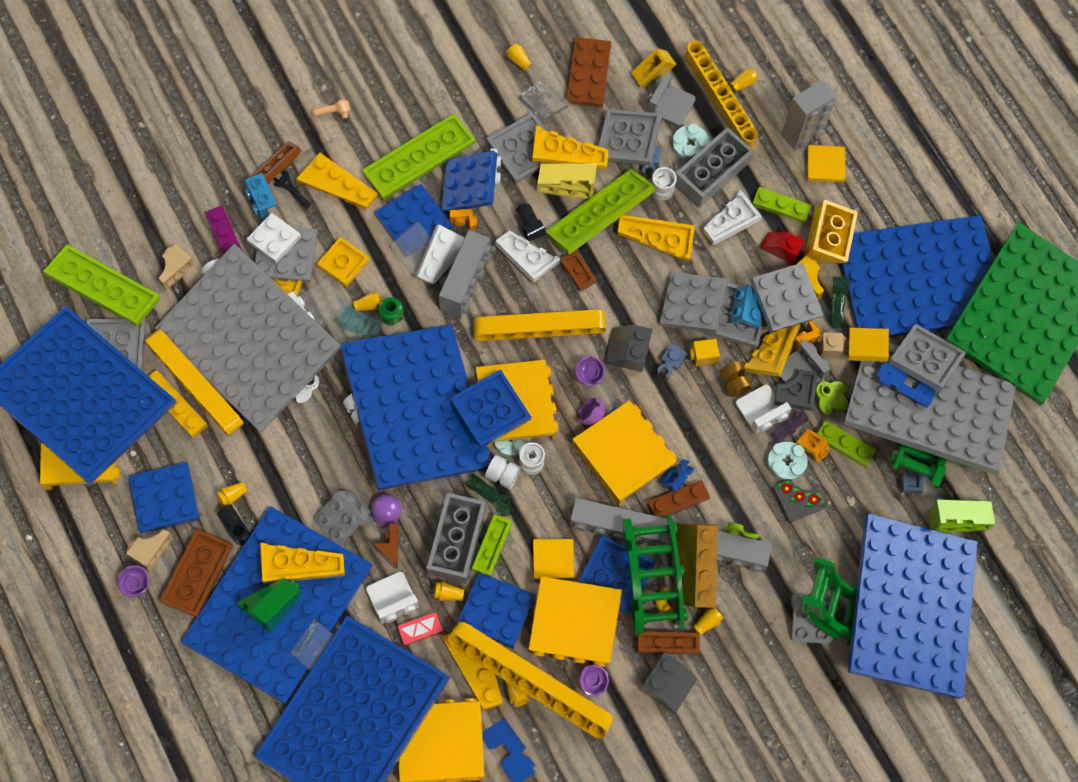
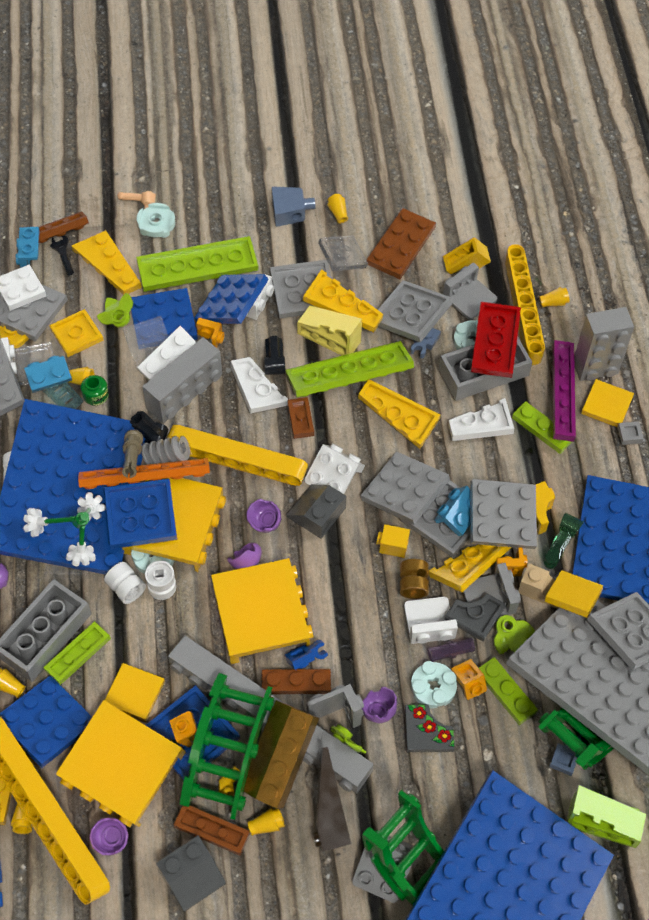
camera: 25 degrees right, 10 degrees down
(344, 311) = (47, 373): none -> dark azure bracket
(364, 135) = (156, 229): none -> light aqua plate
(368, 226) = (115, 310): none -> lime plate
(446, 420) = (89, 508): none -> white plant
(456, 354) = (131, 448): none -> dark tan pin
(459, 330) = (150, 430): none -> black piece
(474, 69) = (290, 205): none -> sand blue torso
(476, 372) = (150, 472): none -> orange plate
(482, 347) = (166, 450): none -> light grey piece
(491, 495) = (108, 610): clear green piece -> none
(616, 573) = (184, 728): none -> light orange bracket
(627, 307) = (333, 468): none -> white bracket
(664, 181) = (426, 364): white wheel -> none
(672, 359) = (357, 536): sand blue plate -> none
(717, 142) = (496, 339): none -> red plate
(730, 500) = (337, 699): none -> light grey bracket
(754, 494) = (380, 705): none -> medium lavender hair
(756, 597) = (330, 817): none -> dark brown slope
(783, 245) = (526, 466): red slope -> none
(787, 166) = (564, 391): none -> magenta plate
(831, 233) = (582, 469): yellow slope -> none
(855, 184) = (630, 433): none -> light grey plate
(922, 394) = (589, 639): blue piece -> none

